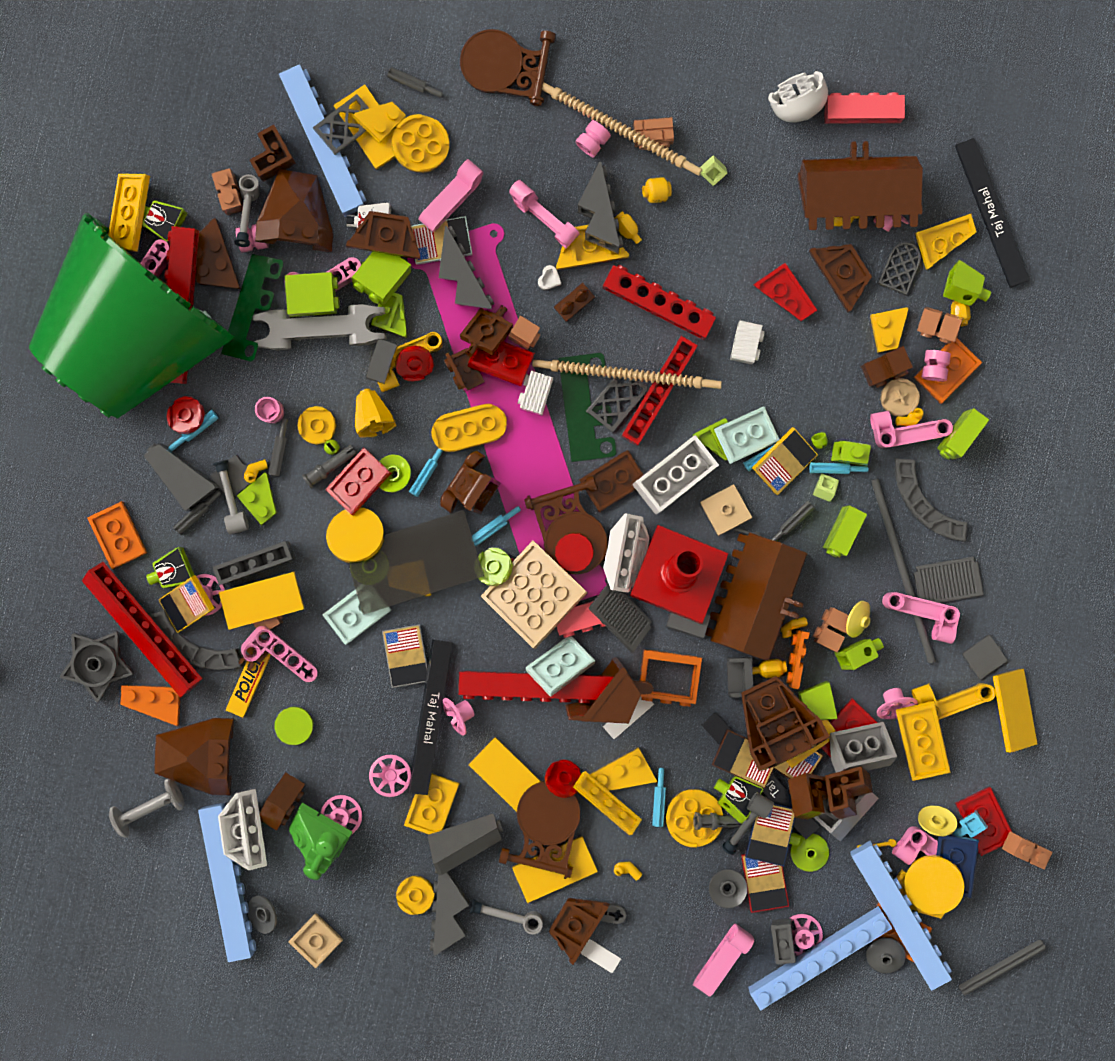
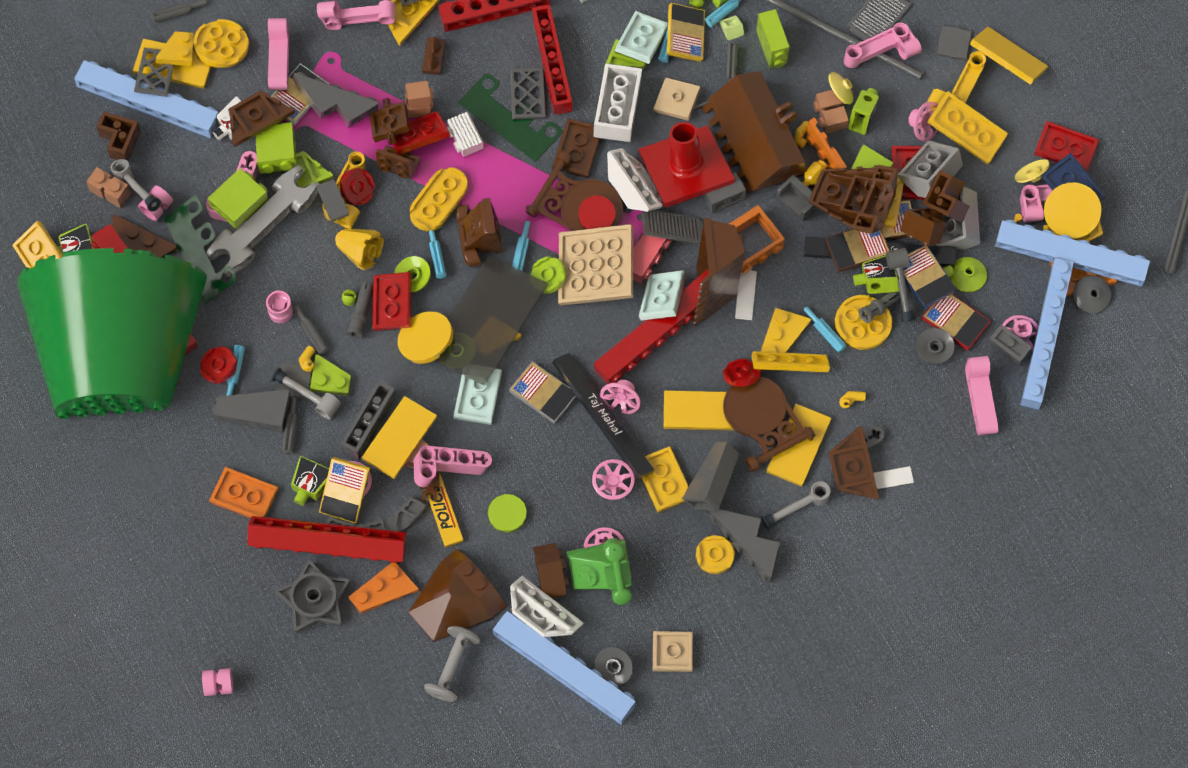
camera: 45 degrees left, 20 degrees down
(295, 212) = (172, 158): reddish brown wedge -> none
(316, 425) = (323, 292): yellow tile -> none
(549, 279) = (400, 55): white tile -> none
(698, 382) = (573, 22): tan hose -> none
(971, 825) = (1057, 151): medium azure plate -> none
(1027, 850) = (1112, 136): nougat piece -> none

